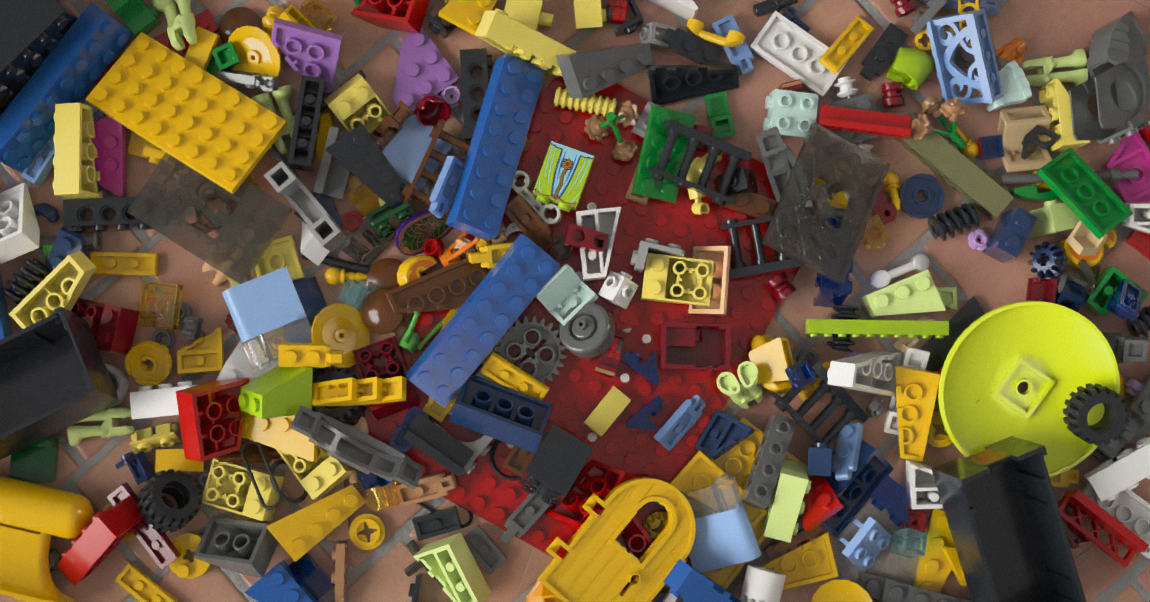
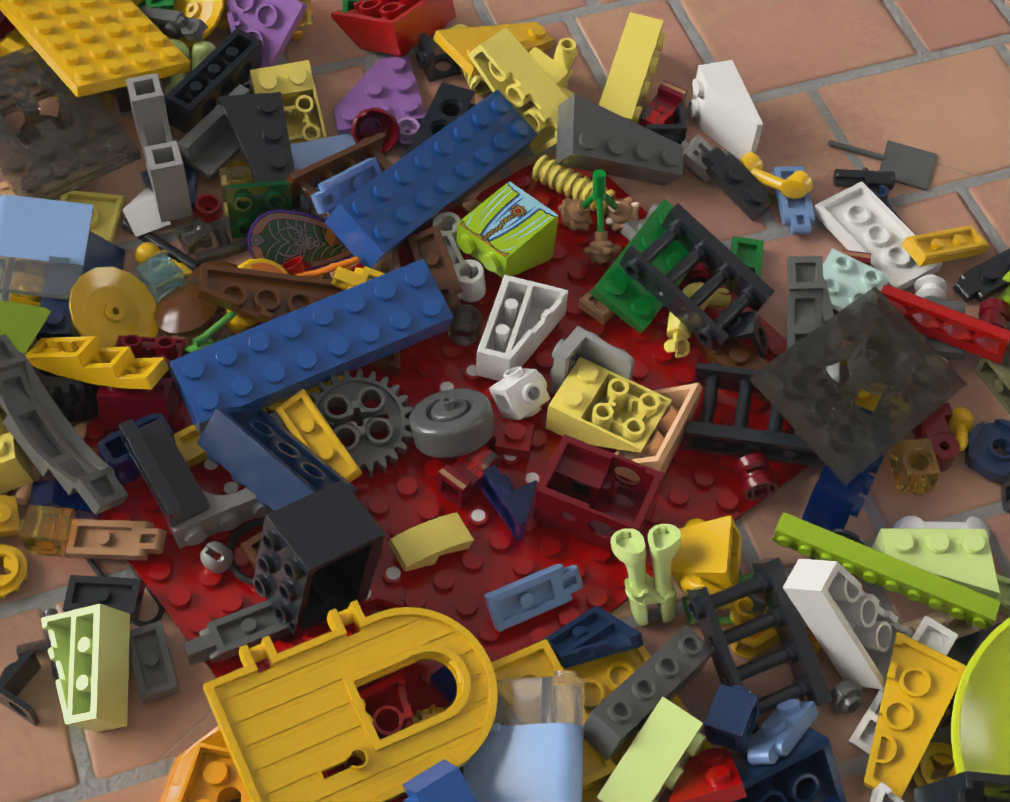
camera: 25 degrees right, 30 degrees down
(307, 355) = (60, 298): yellow hinge -> none
(395, 122) = (325, 119): reddish brown piece -> none
(490, 470) = (213, 565): none -> light grey hinge
(564, 292) = (440, 362): light aqua bracket -> none
(585, 238) = (501, 298): dark red leg -> none
(641, 419) = (477, 566): clear blue slope -> none
(684, 82) = (725, 211): black wing -> none
(800, 375) = (744, 567): clear blue plate -> none

